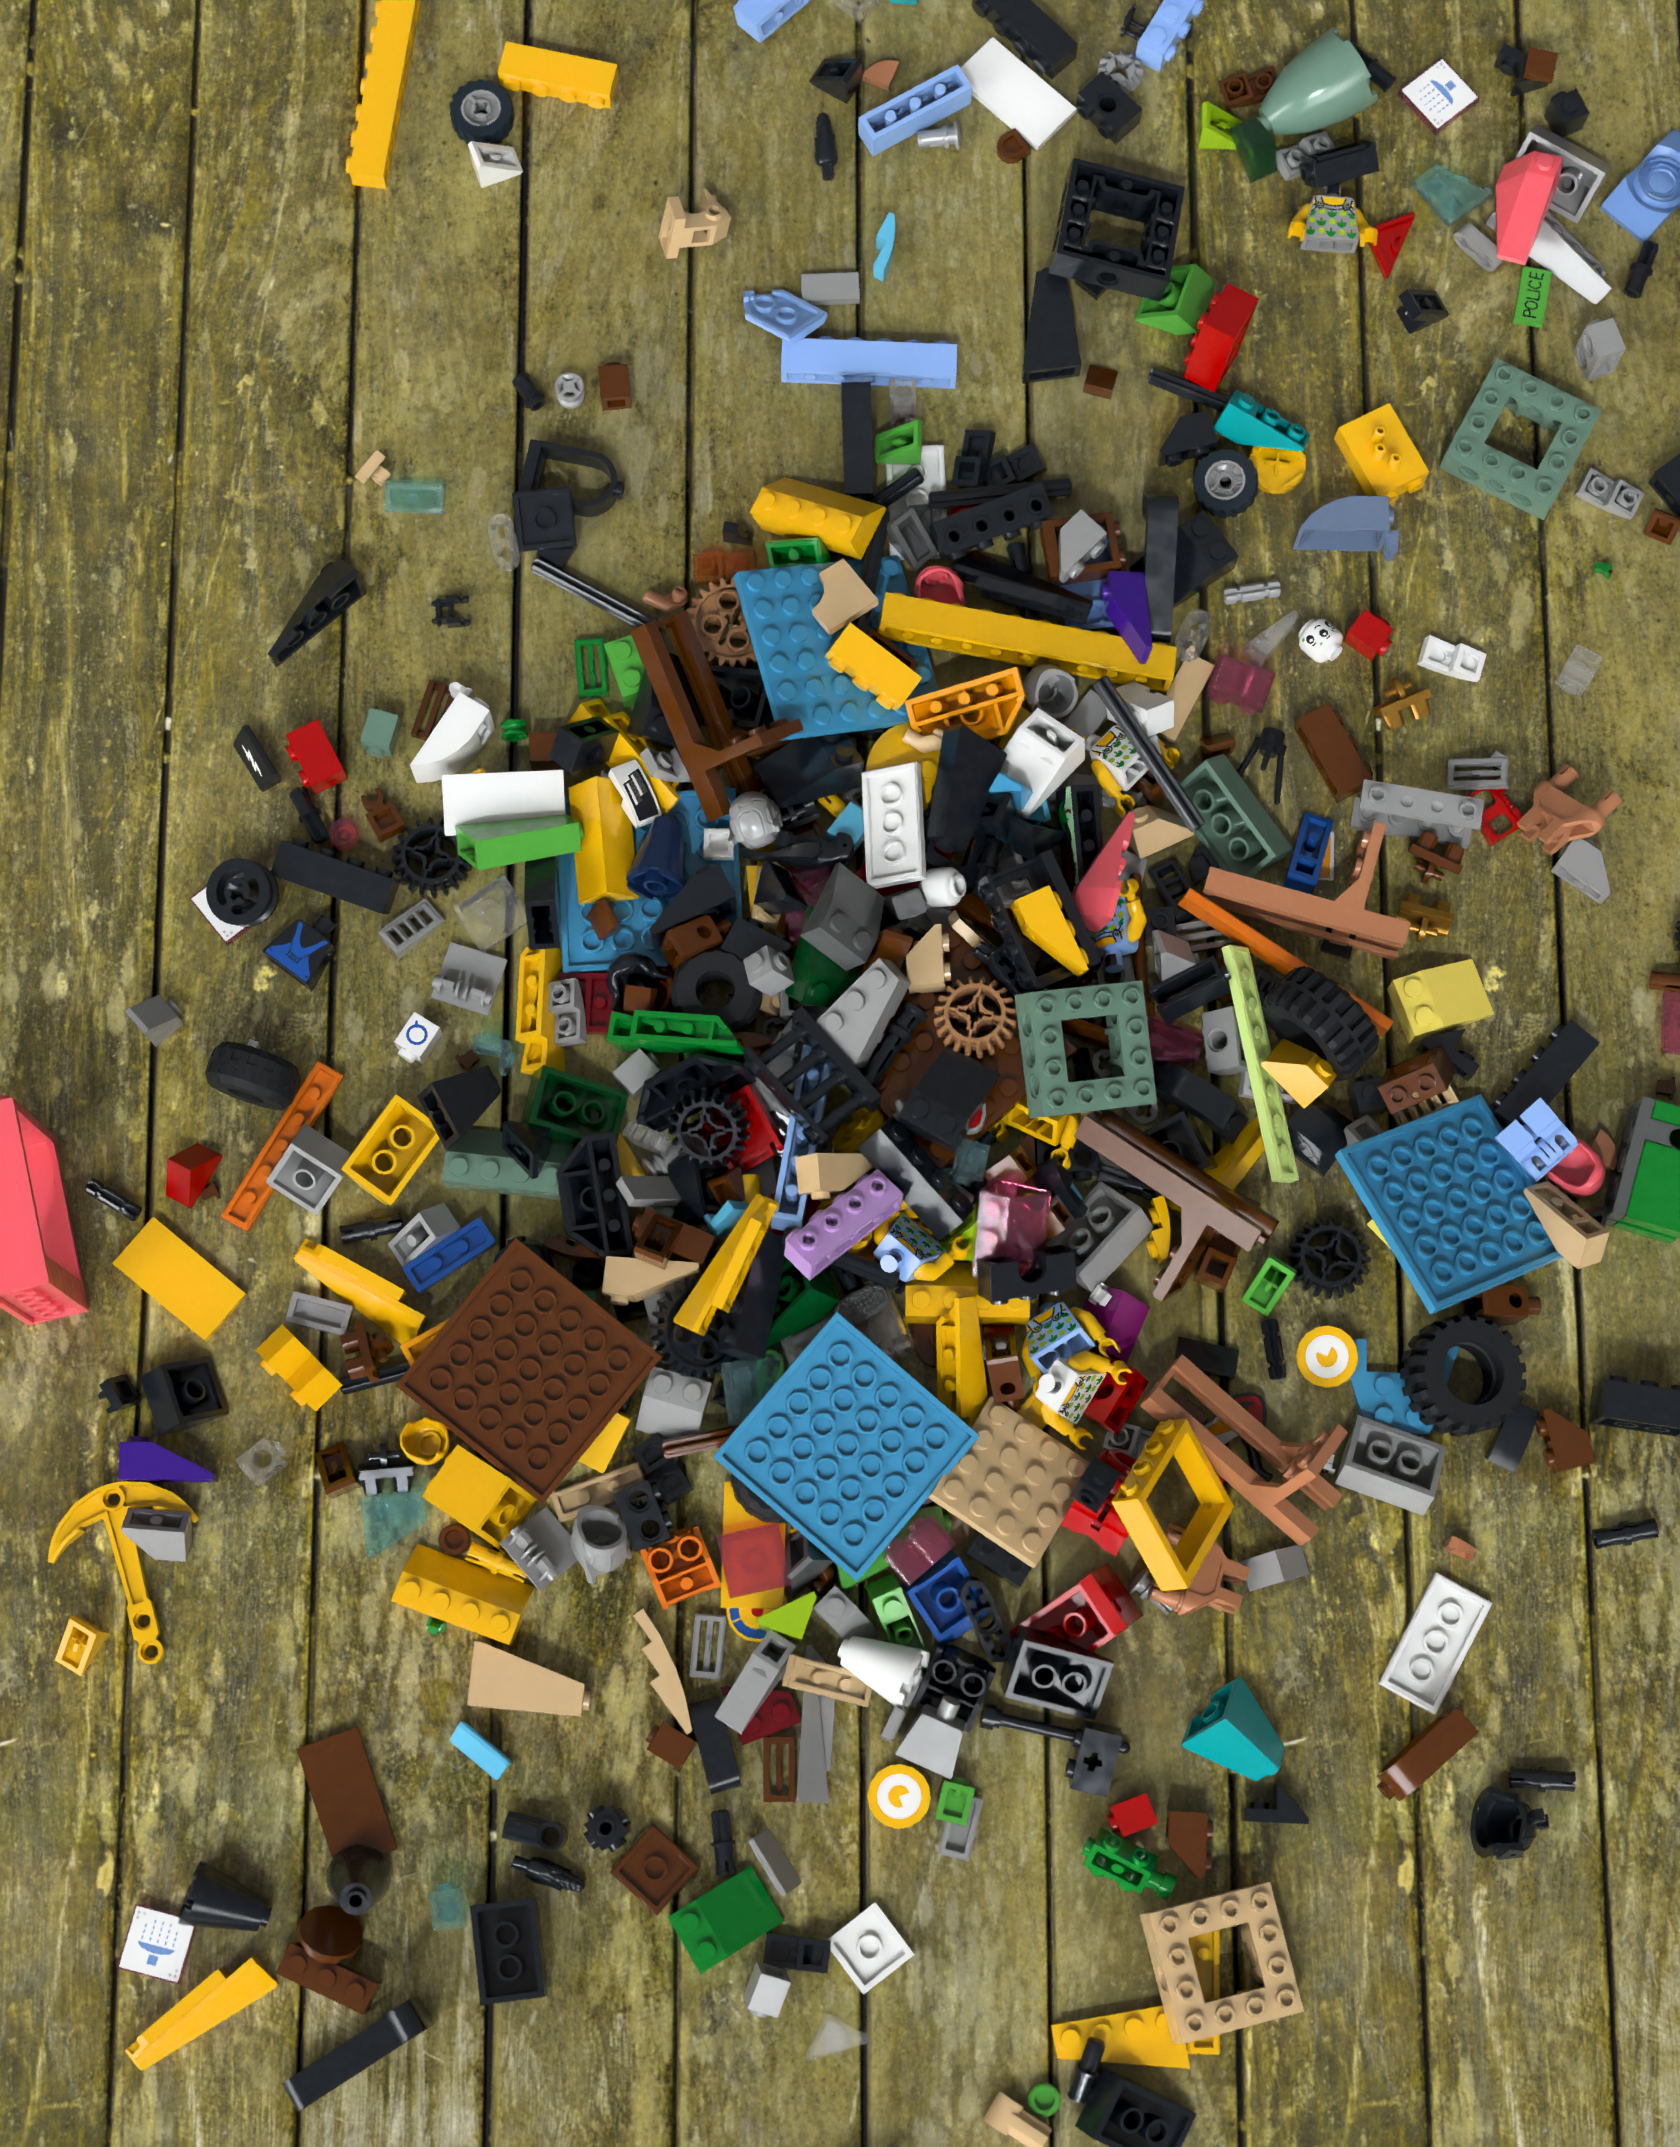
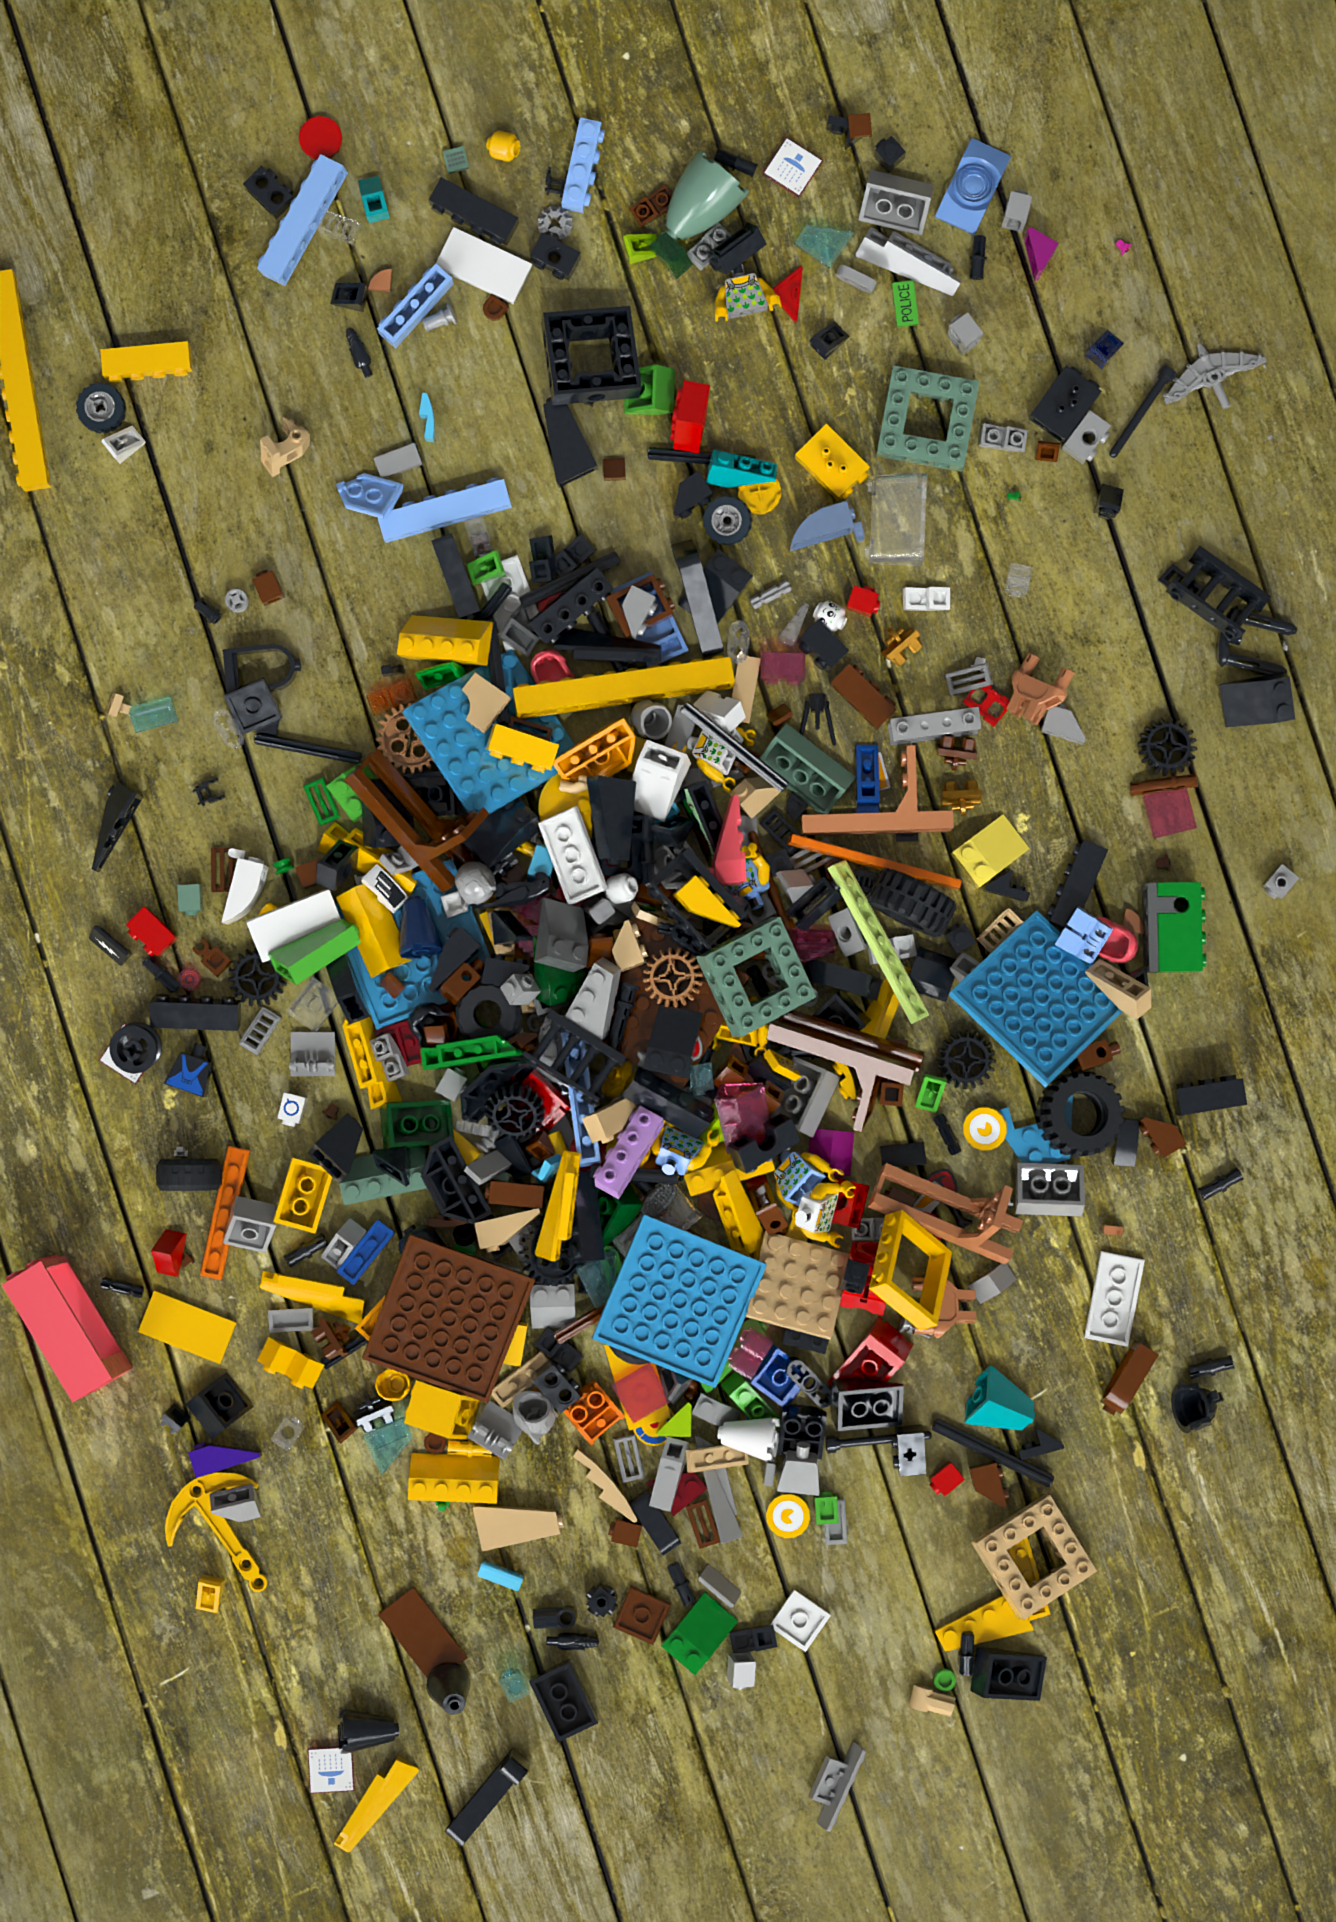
camera: 10 degrees left, 10 degrees up
(156, 1018) = (106, 1154): light grey slope -> none
(329, 1934) = (442, 1729): reddish brown tile -> none
(329, 1980) = (451, 1755): reddish brown brick -> none
(492, 1045) = (344, 1096): clear light blue bracket -> none
(658, 1241) = (507, 1203): reddish brown slope -> none
(668, 602) = (360, 735): nougat arm -> none
(833, 2036) = (795, 1686): clear slope -> none
(1019, 792) = (647, 806): dark azure slope -> none
(1082, 1182) = (782, 1065): none -> yellow tile
(1100, 1295) = (818, 1137): white piece -> none
(1126, 1864) = (949, 1510): green brick -> none
(1128, 610) = (686, 641): dark purple slope -> none
(1207, 1801) = (993, 1453): none -> black axle
(1299, 1071) = (906, 940): yellow slope -> none
(1300, 672) = (822, 646): none -> black brick
(1424, 1073) = (989, 916): reddish brown window -> none
(1445, 548) = (897, 519): none -> clear windscreen
(1523, 201) = (877, 238): coral wedge -> none

